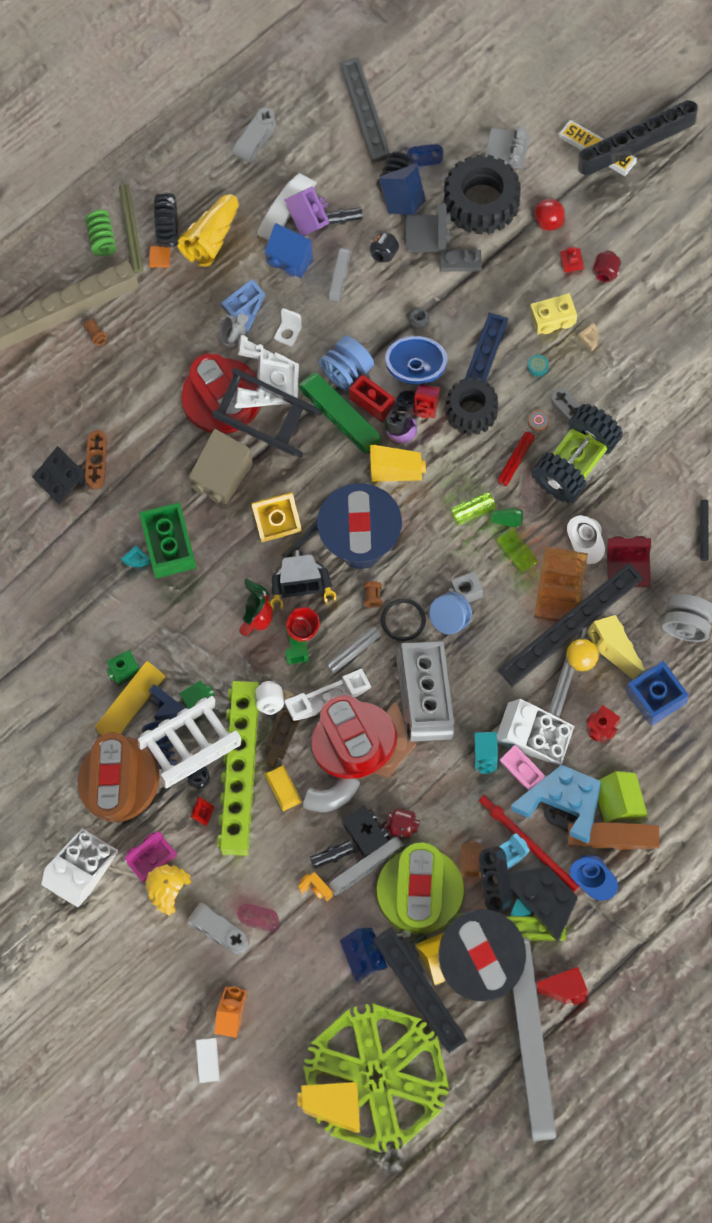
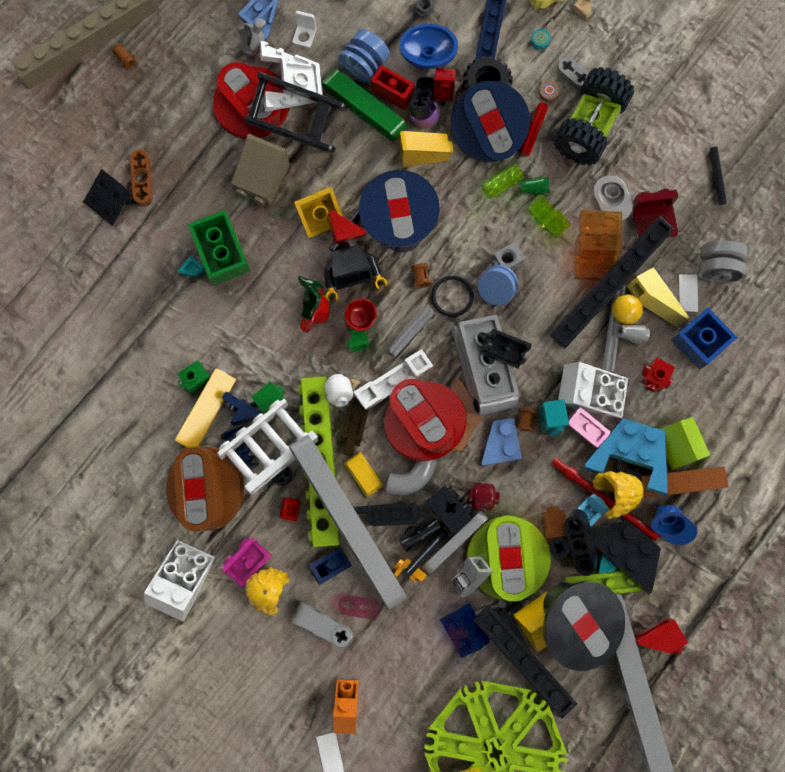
camera: 10 degrees left, 10 degrees up
(234, 871) = (329, 566): none -> dark blue slope
(259, 827) = (347, 521): none -> light grey beam
(298, 537) = (343, 229): none -> red slope
(301, 830) = (392, 514): none -> black plate
(320, 878) = (425, 553): none -> black bar
(377, 898) = (471, 576): none -> light grey leg
(430, 775) = (502, 443): none -> medium blue wing
(445, 675) = (505, 348): none -> black hinge
(460, 753) = (526, 419): none -> dark orange bush
(468, 882) = (565, 550): none -> black wheel
(469, 445) = (490, 121): none -> dark blue piece
(548, 834) = (627, 491): none -> yellow hair
(585, 679) = (634, 333): none -> light grey cone
(653, 646) = (688, 292): none -> white sticker

